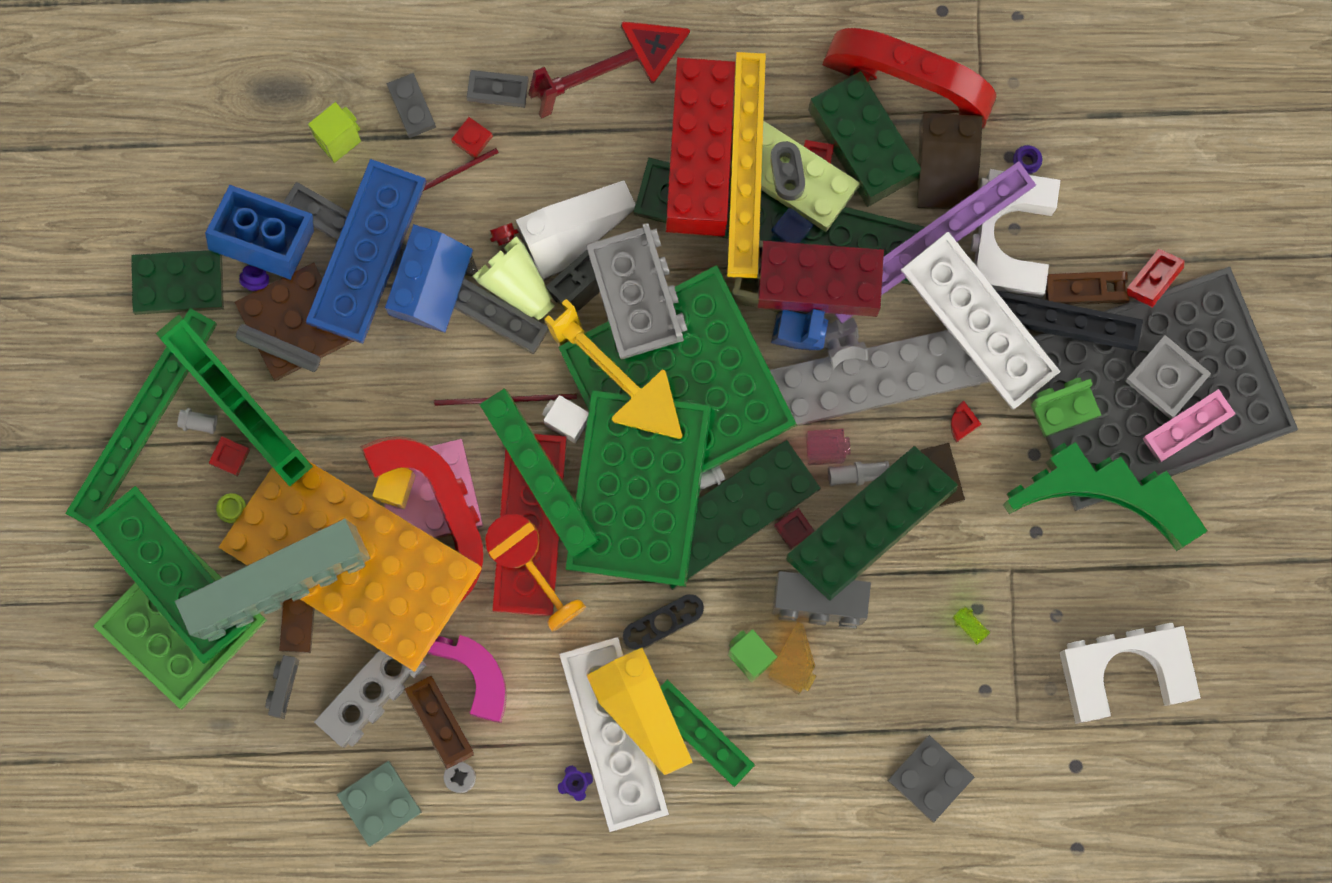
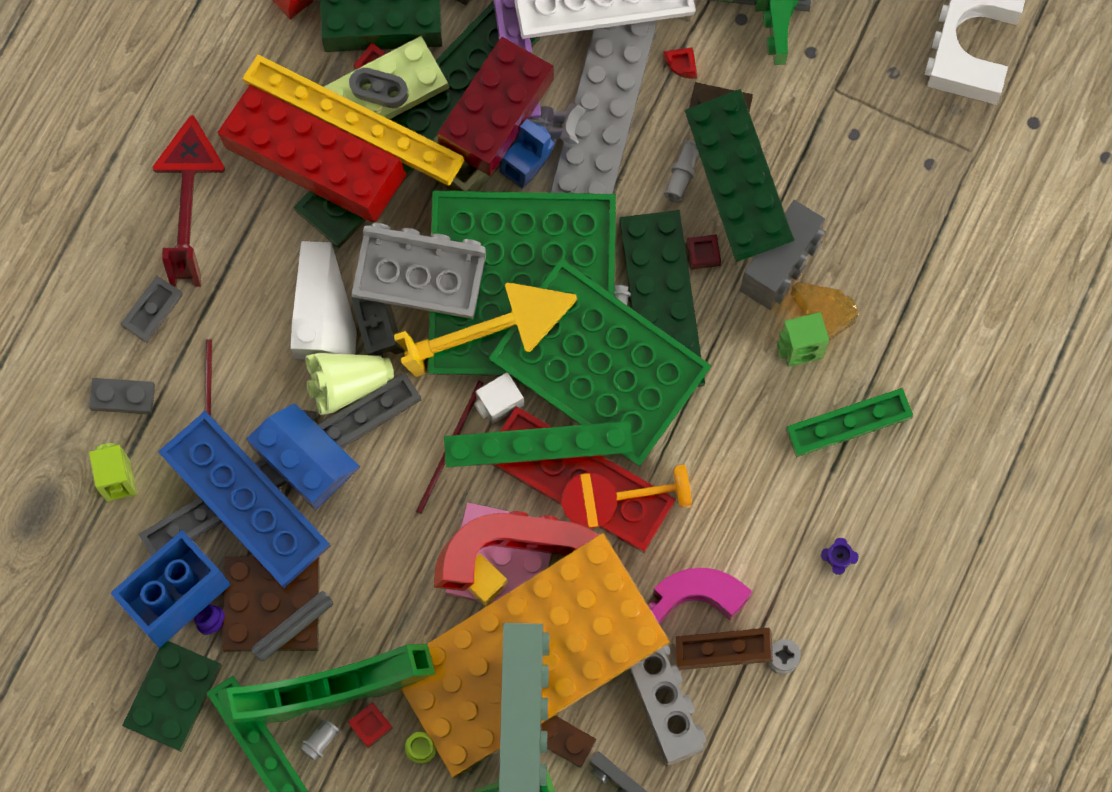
camera: 60 degrees left, 5 degrees down
(379, 803) = (771, 743): sand green plate -> none
(472, 137) = (184, 356): red plate -> none
(503, 234) = (294, 370): red plate -> none
(621, 770) = (812, 499): white plate -> none
(636, 702) = (798, 459): yellow wedge -> none
(686, 618) = (722, 385): black beam -> none
(792, 227) = (430, 113): clear blue plate -> none
(827, 446) = (645, 186): clear pink brick -> none
(931, 778) = (986, 247): dark grey plate -> none
(970, 625) = (866, 145): clear neon green pin -> none

